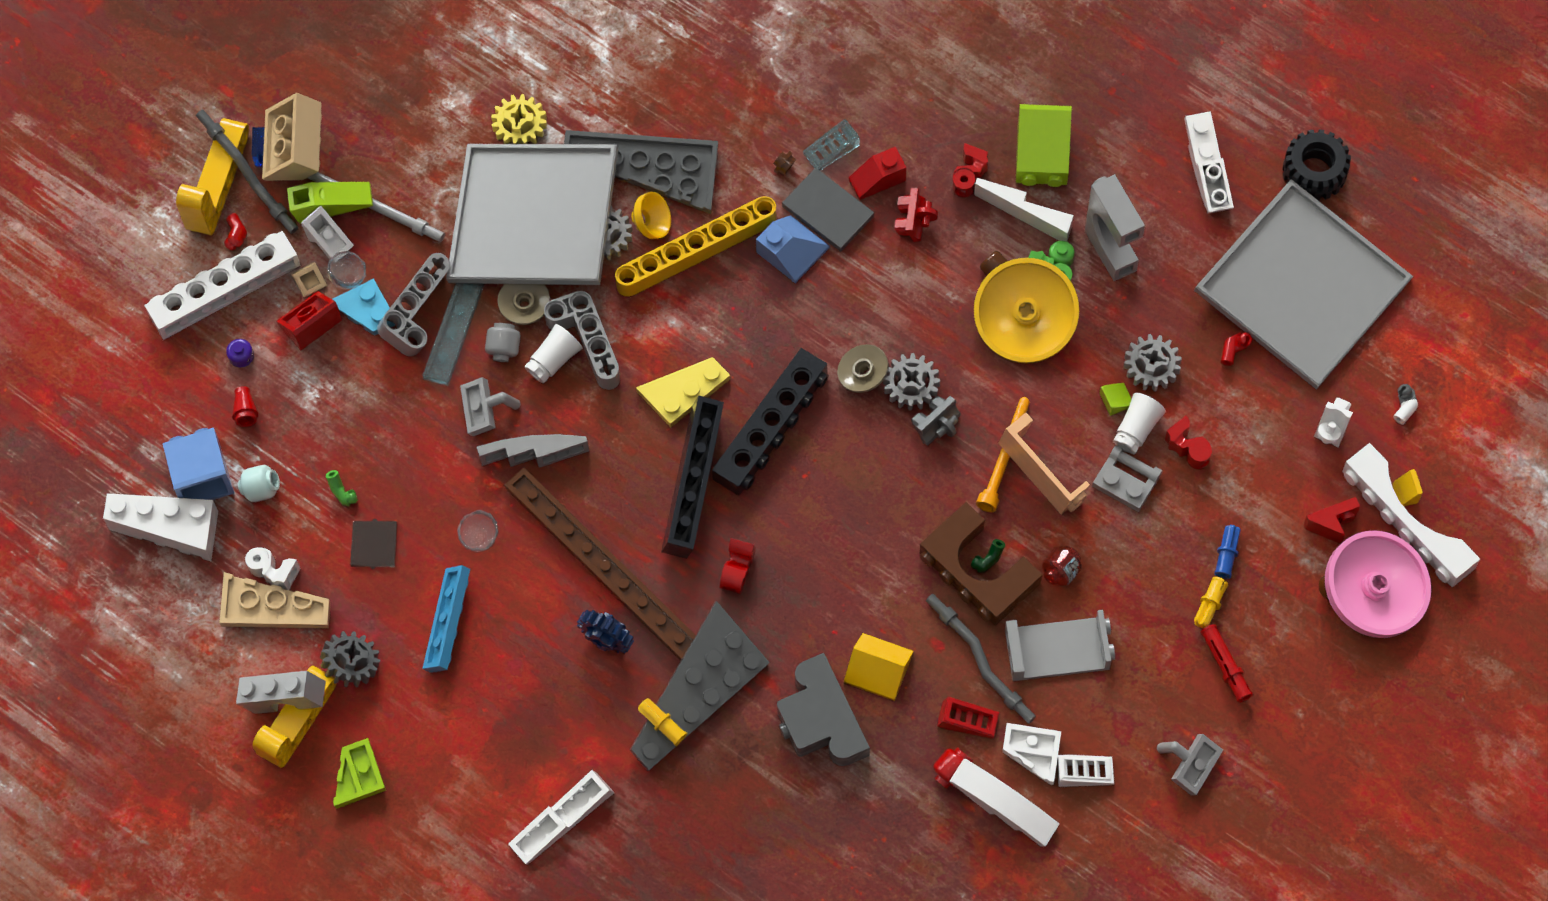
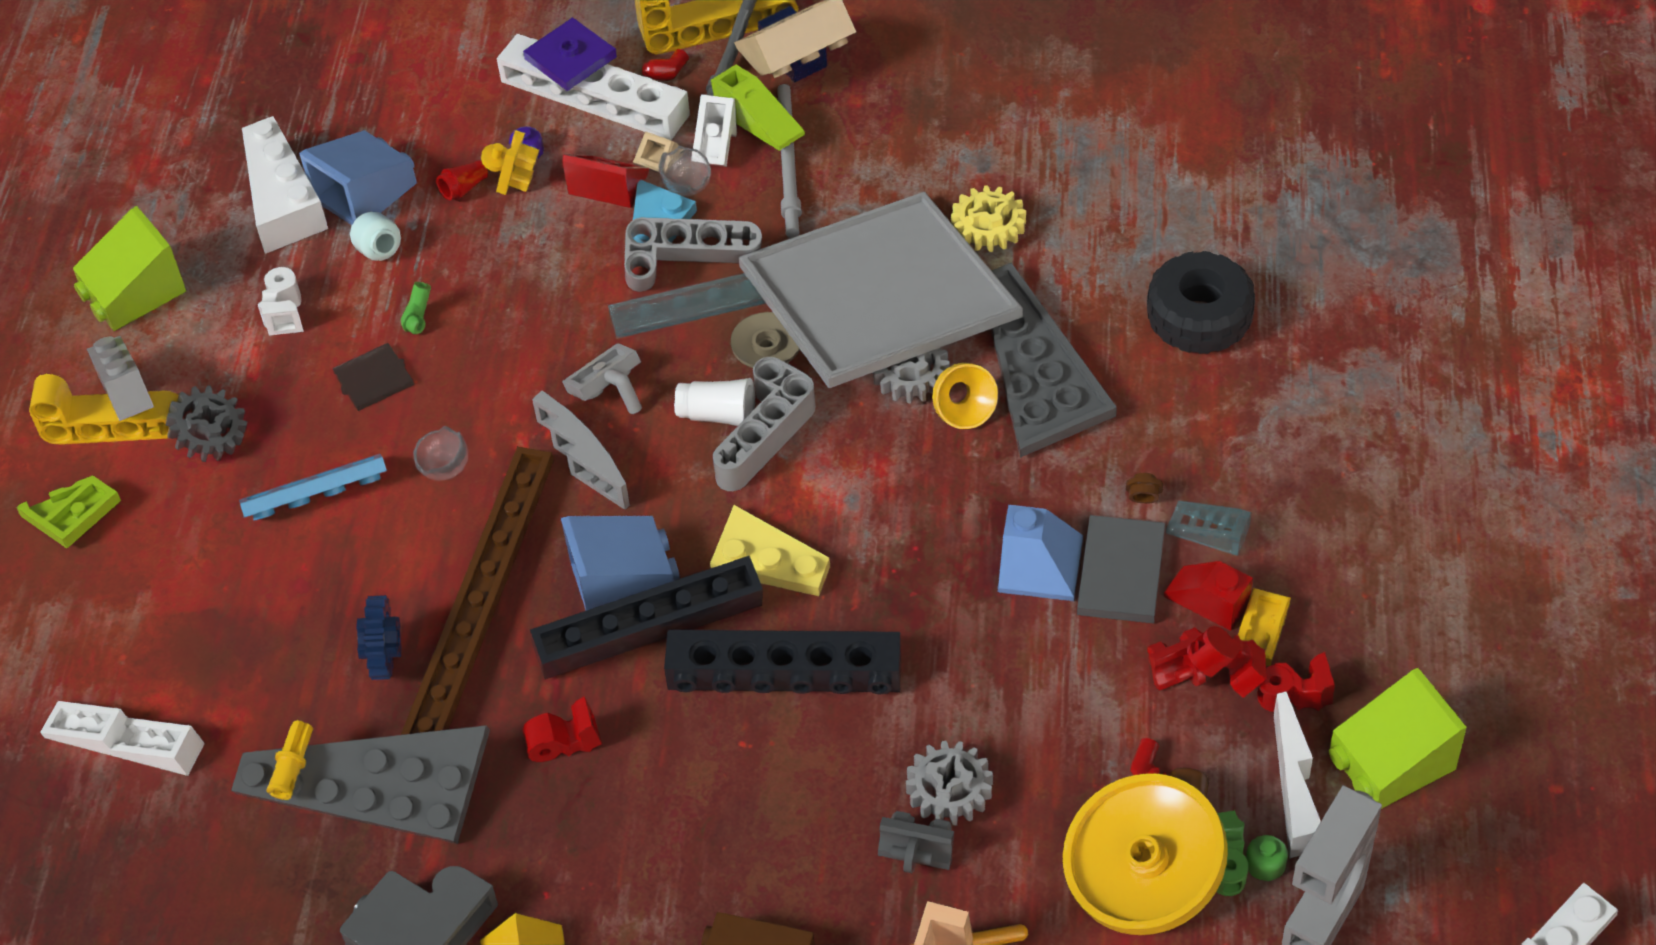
camera: 60 degrees right, 15 degrees down
(178, 650) = (128, 272): none -> lime slope
(195, 282) = (570, 54): none -> dark purple plate
(260, 605) = (234, 323): tan wing -> none
(262, 367) = (514, 163): none -> yellow hips
(502, 342) = (698, 349): light grey head -> none
(639, 473) = (617, 556): none -> medium blue slope
(675, 28) = (1200, 325): none -> black tyre
(688, 256) = (960, 459): yellow beam -> none
(858, 361) = (926, 718): dark tan dish -> none
(920, 164) = (1264, 620): none -> yellow plate
(939, 189) = (1243, 658): none -> red leg
(967, 280) = (1145, 757): none -> red arm

